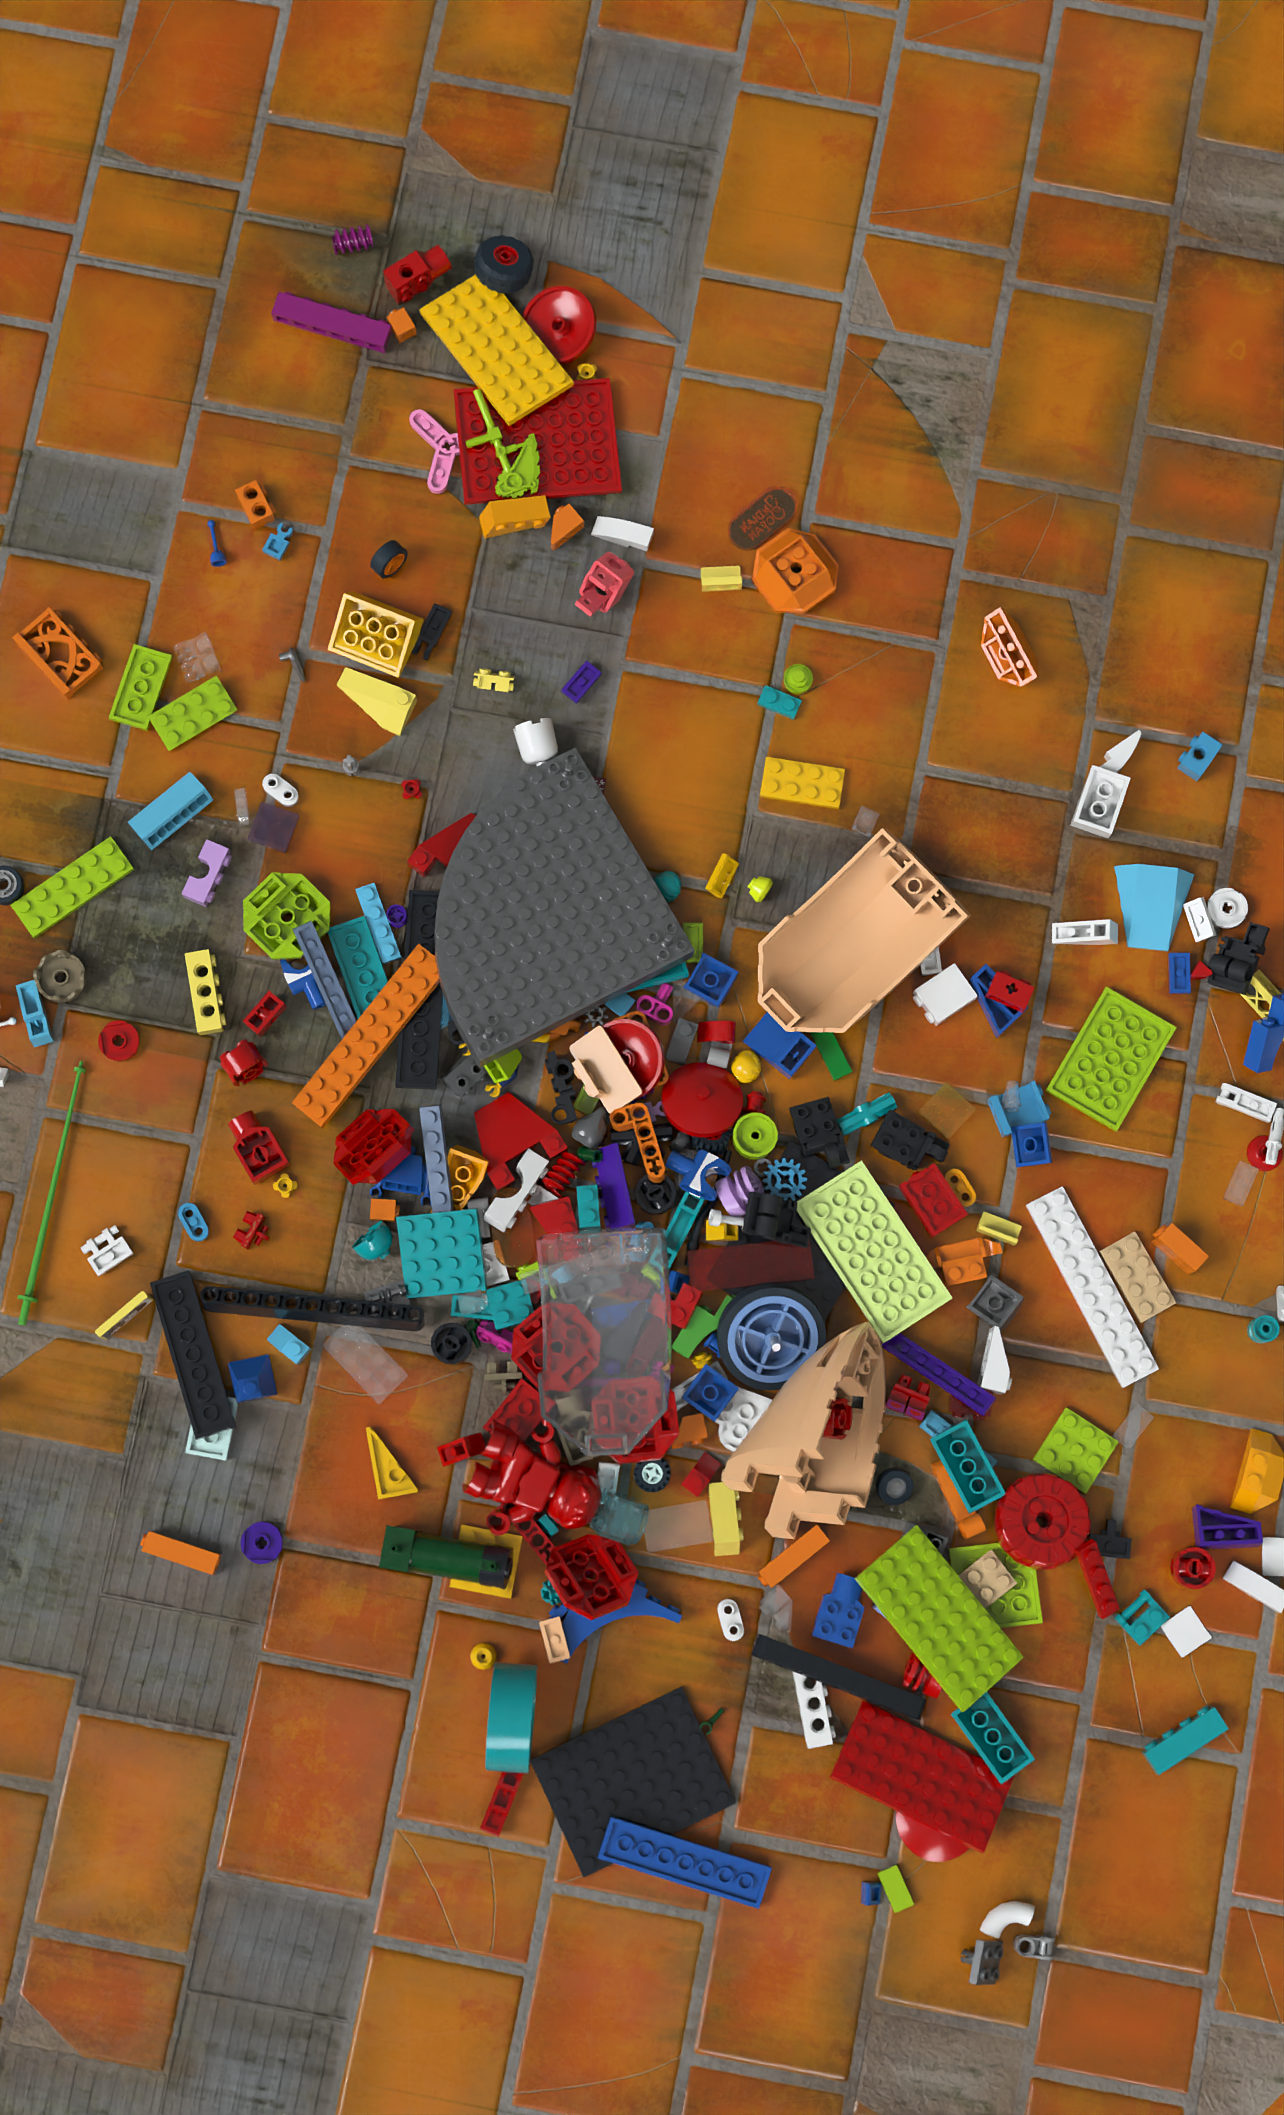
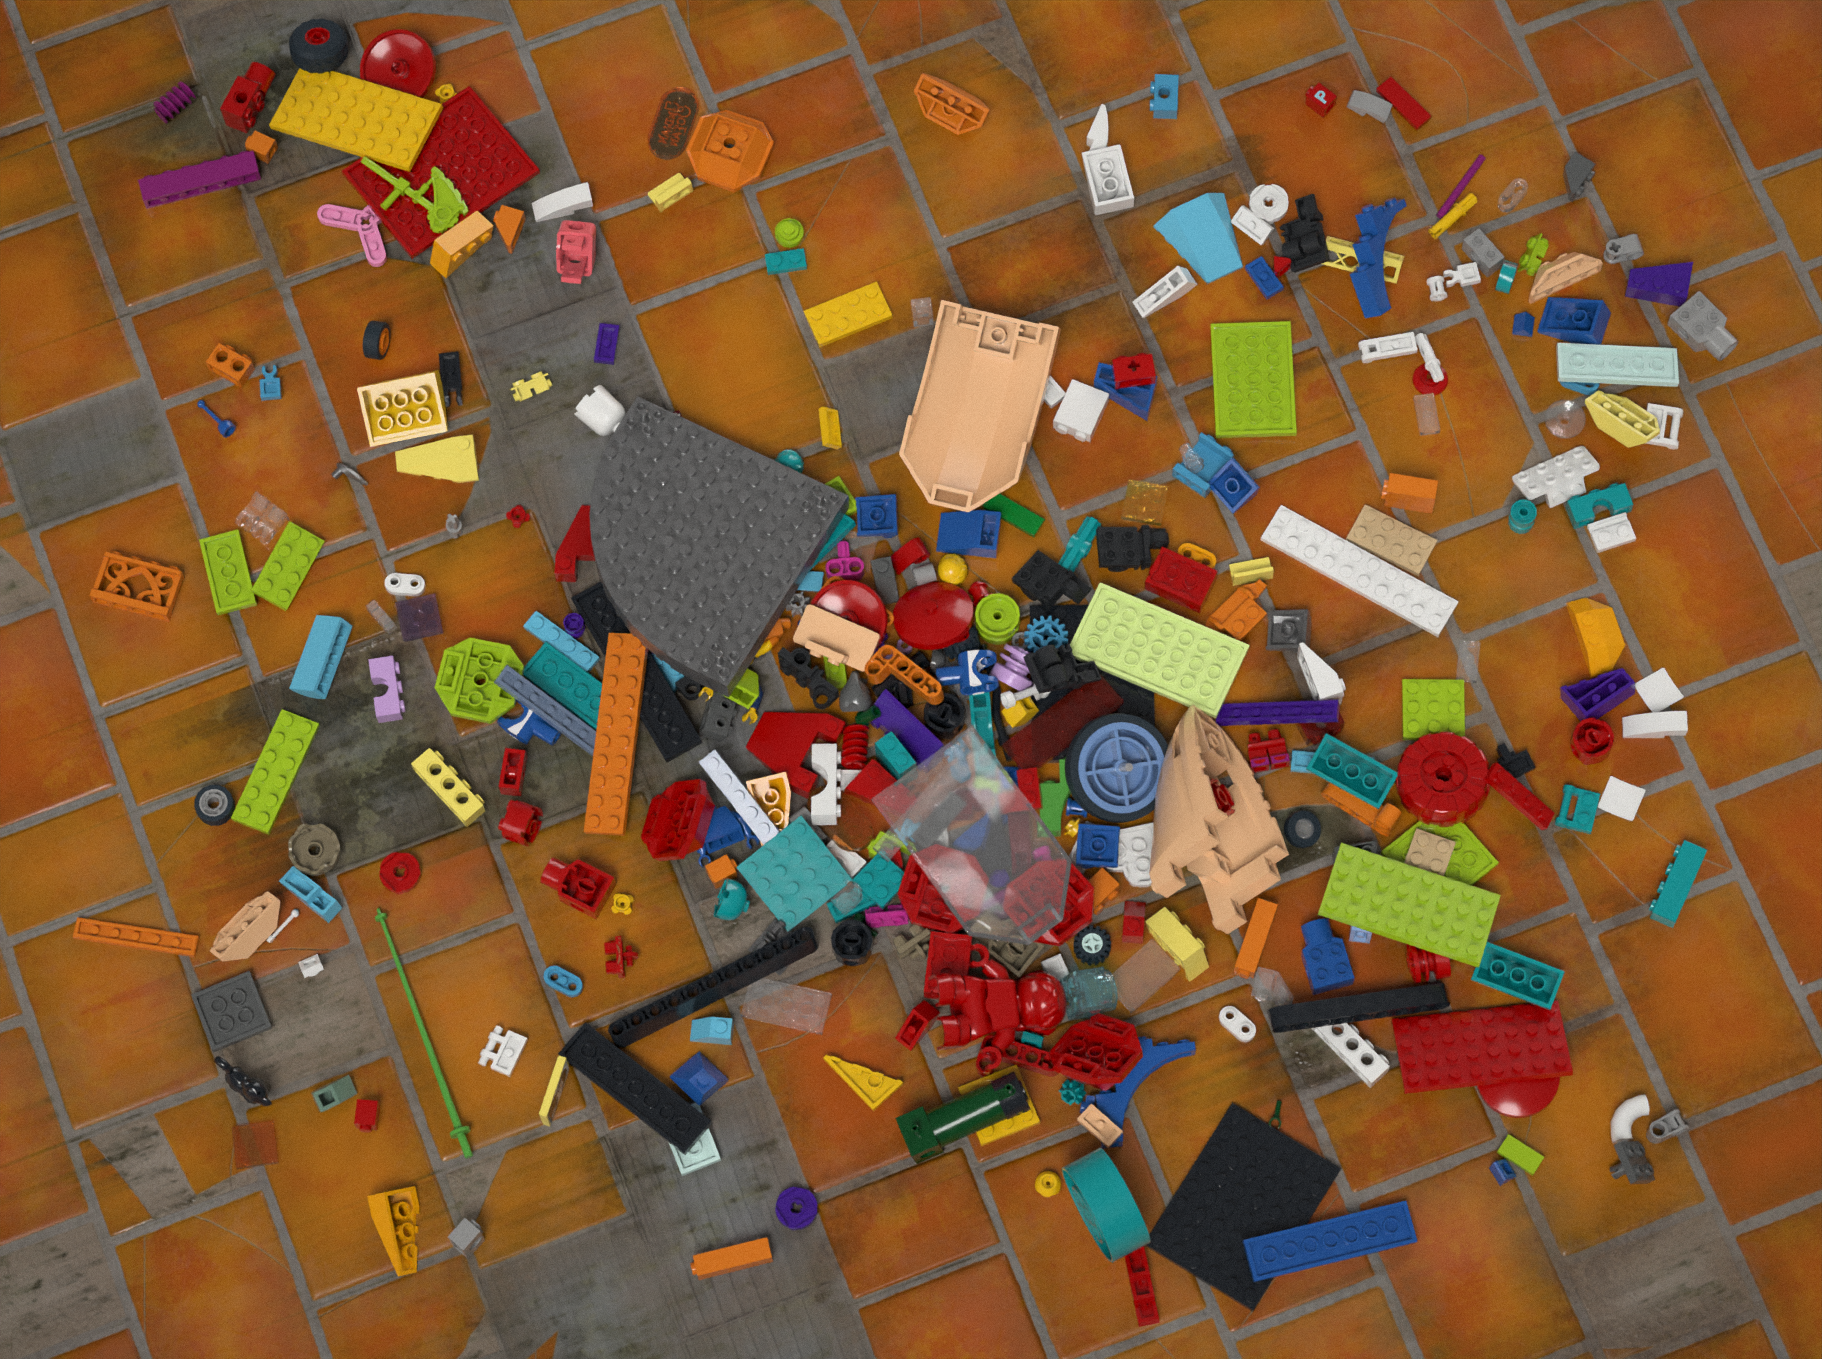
camera: 25 degrees left, 10 degrees down
(760, 888) = (868, 418): neon yellow cone -> none

